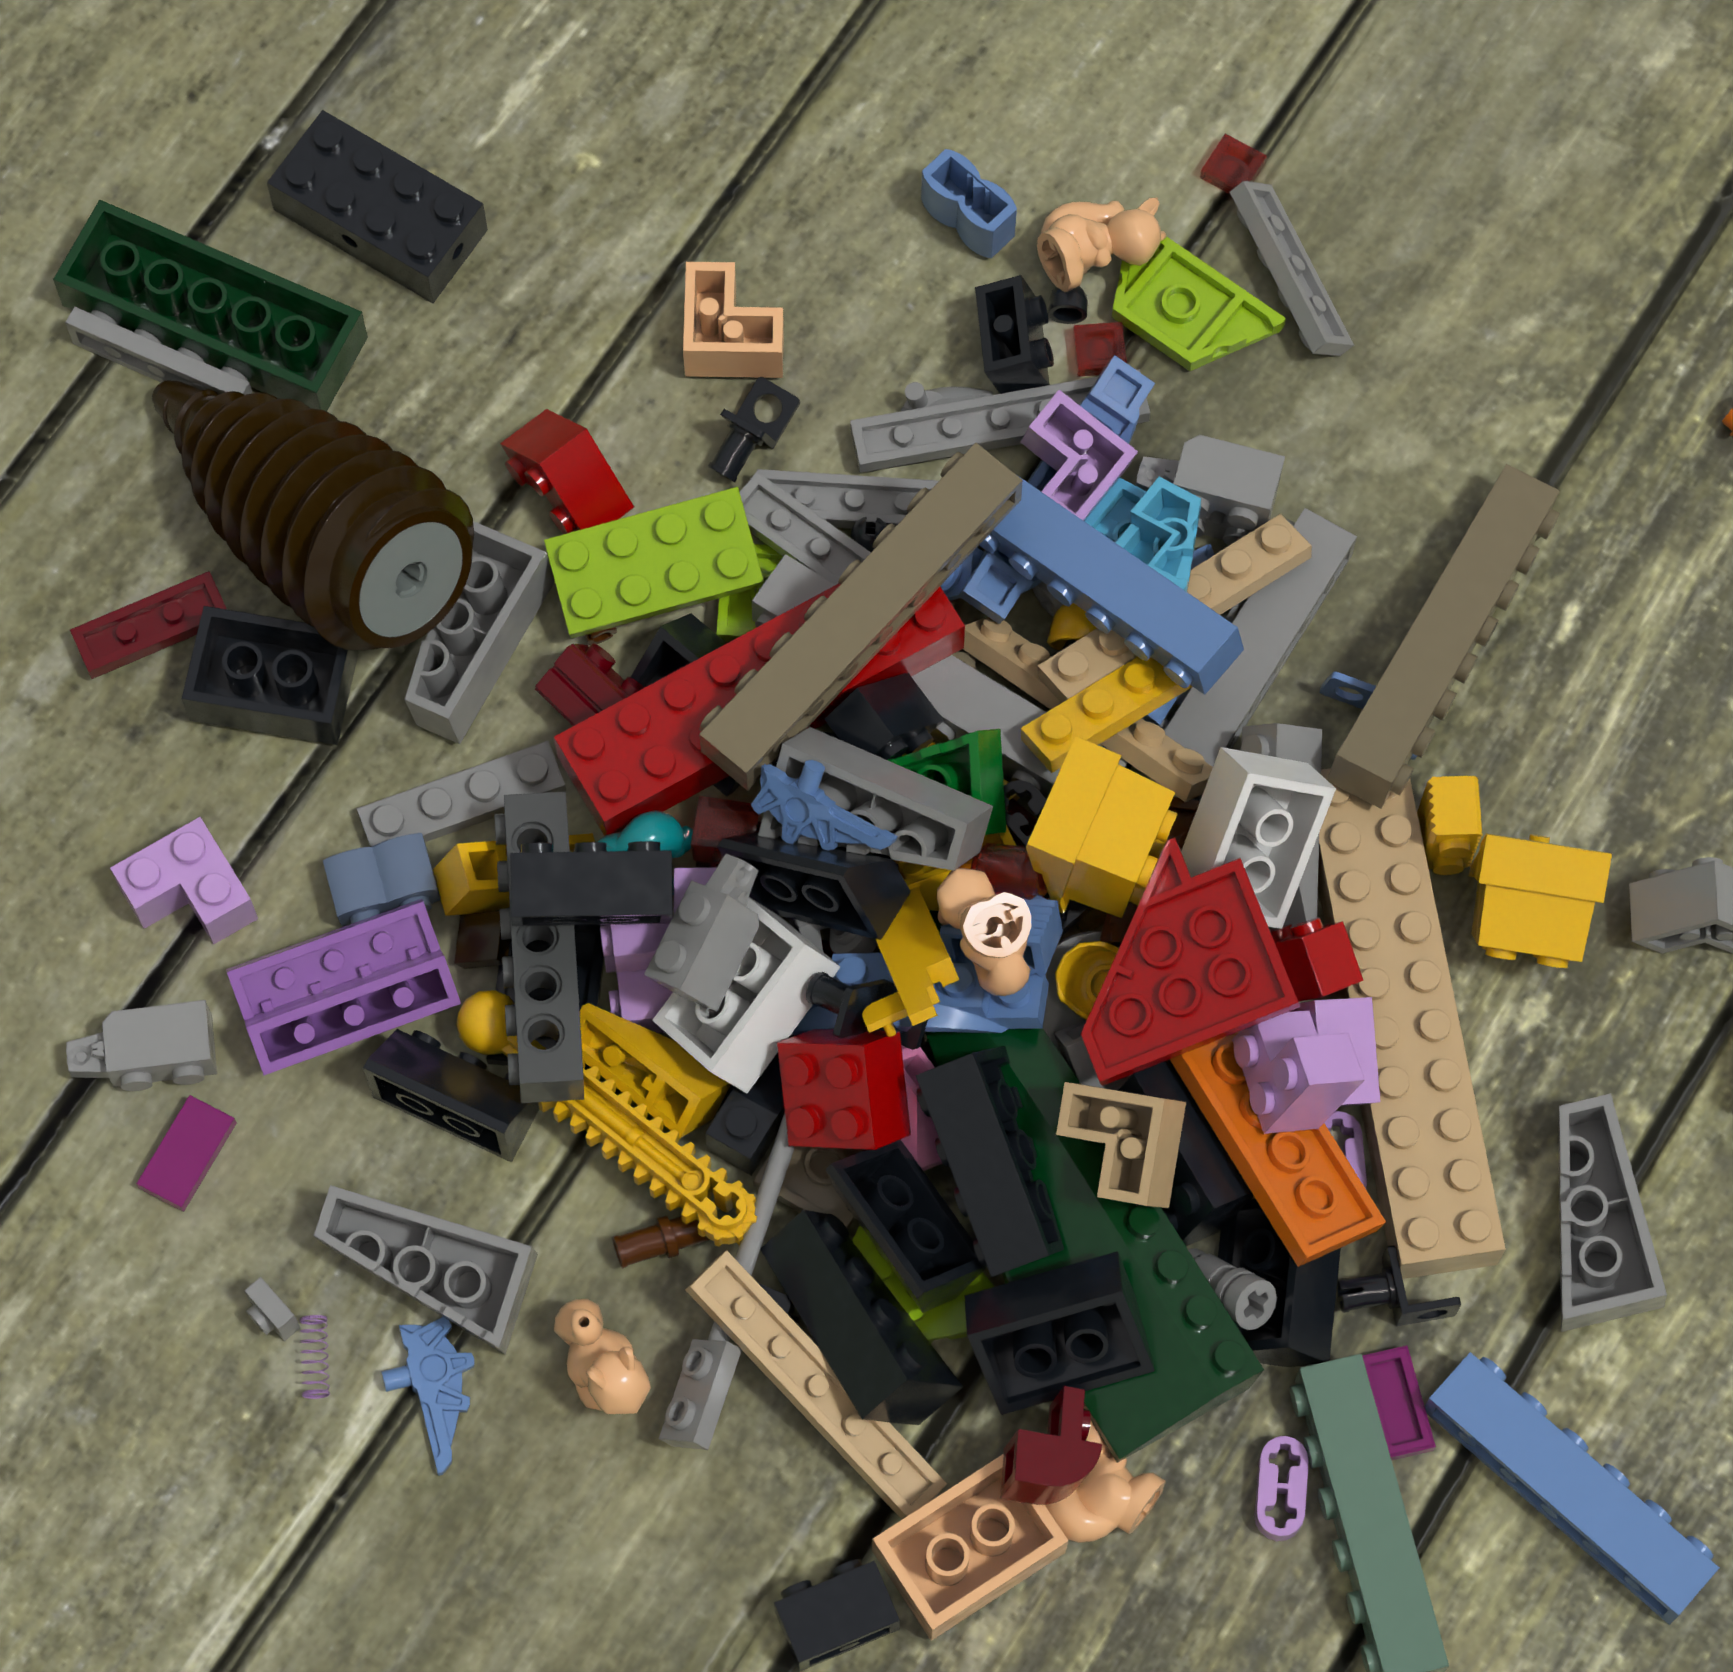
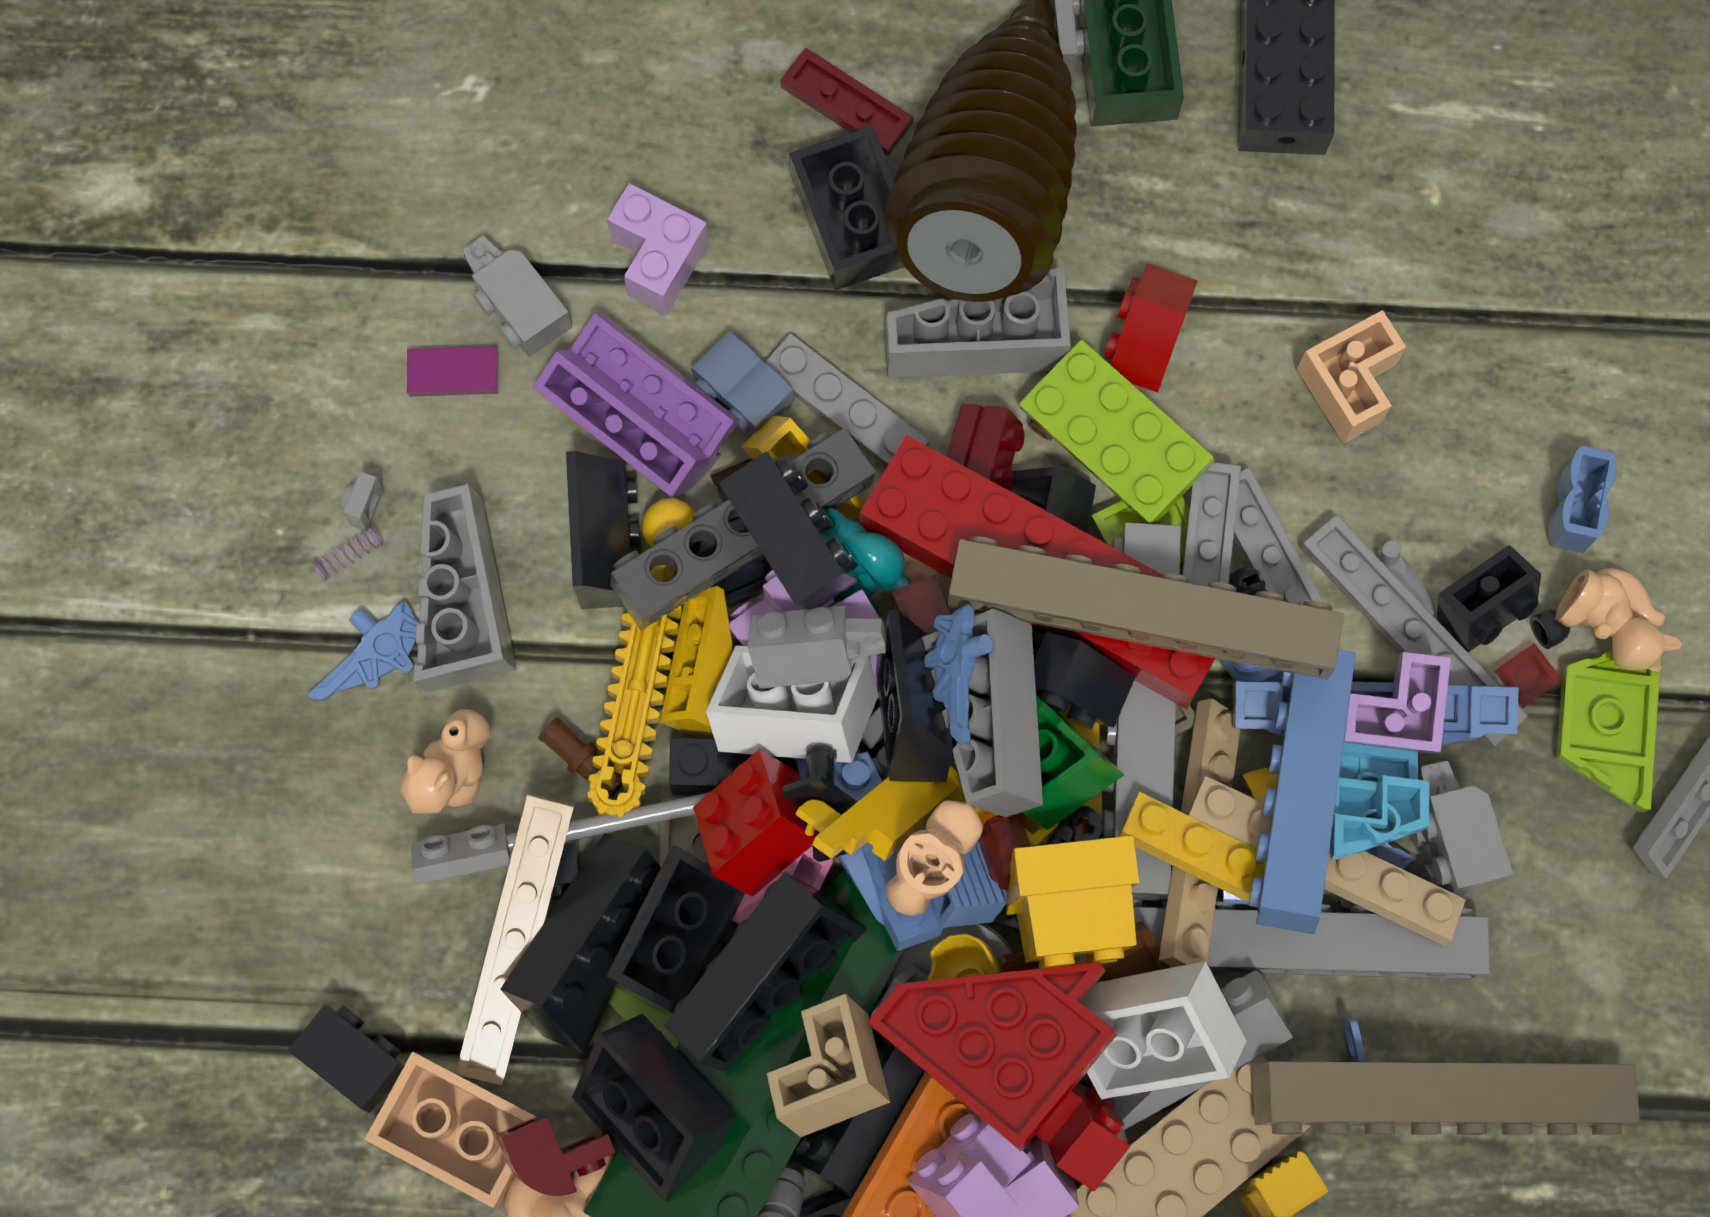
camera: 60 degrees right, 5 degrees up
(748, 430) = (1281, 444): black bracket -> none

